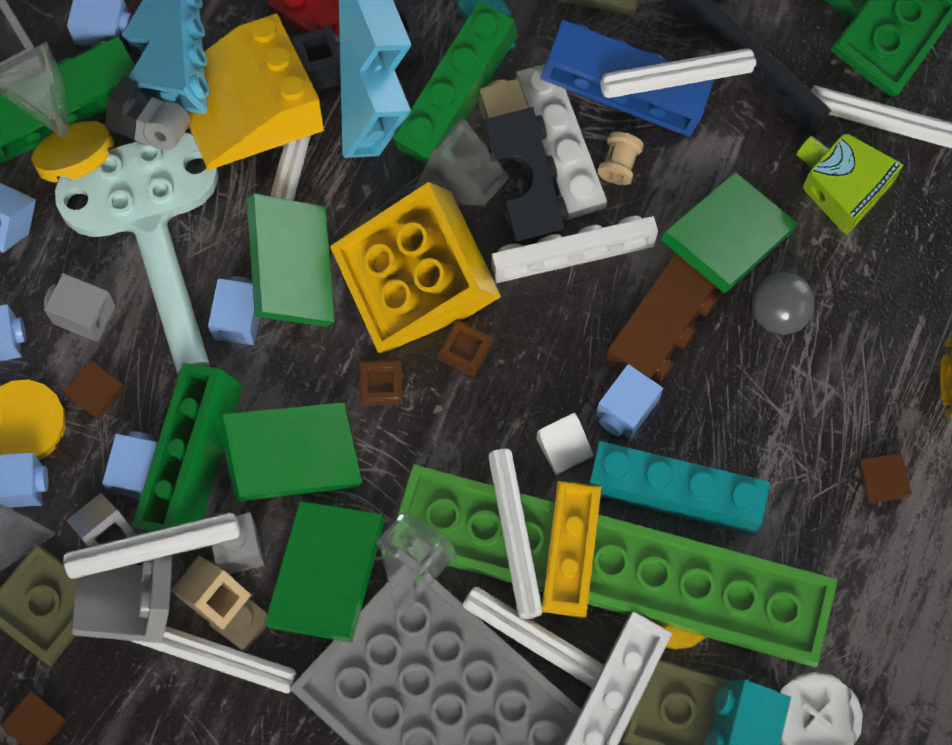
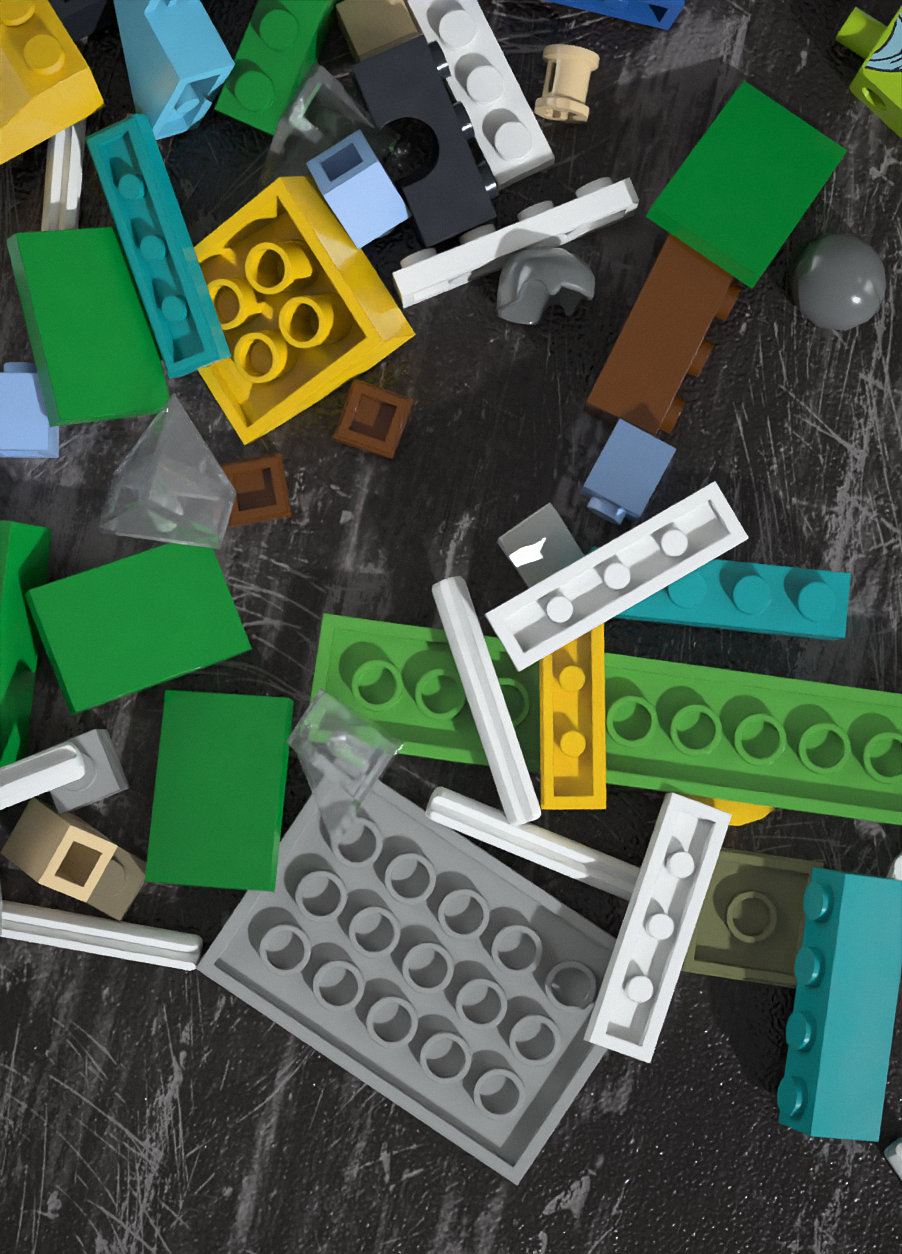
camera: 10 degrees left, 15 degrees up
(325, 368) = (170, 486): none -> clear slope
(343, 220) = (158, 246): none -> teal tile
(478, 201) = (358, 189): none -> light blue brick
(588, 274) = (542, 279): none -> dark grey hair
(612, 457) = (616, 576): none -> white plate

